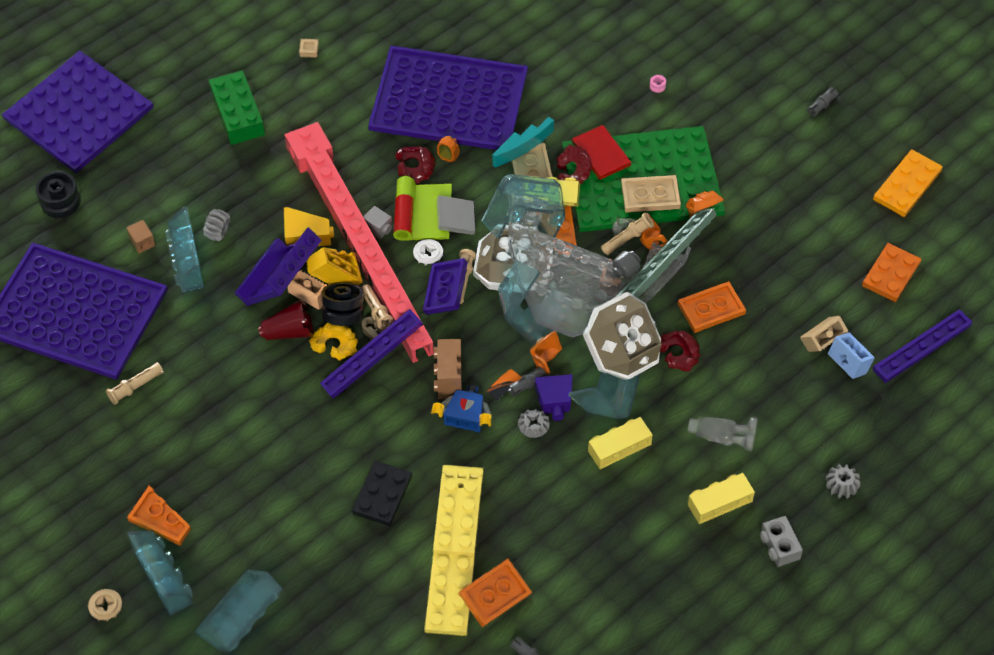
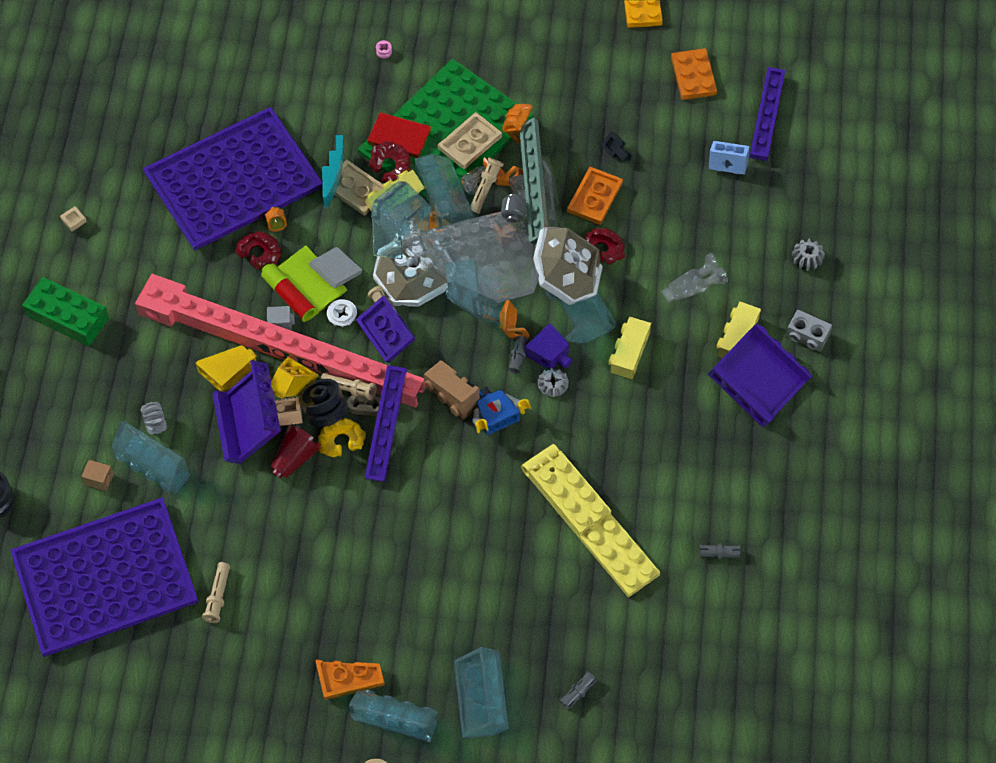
camera: 40 degrees left, 5 degrees up
(382, 493) = (495, 522): black plate -> none
(495, 593) = (654, 527): orange plate -> none
(502, 384) = (500, 370): sticker -> none
(592, 214) = (443, 190): none -> clear light blue slope
(700, 543) = (759, 375): none -> dark purple panel
(765, 280) = (614, 146): none -> black plate
(823, 334) = (696, 155): tan brick -> none

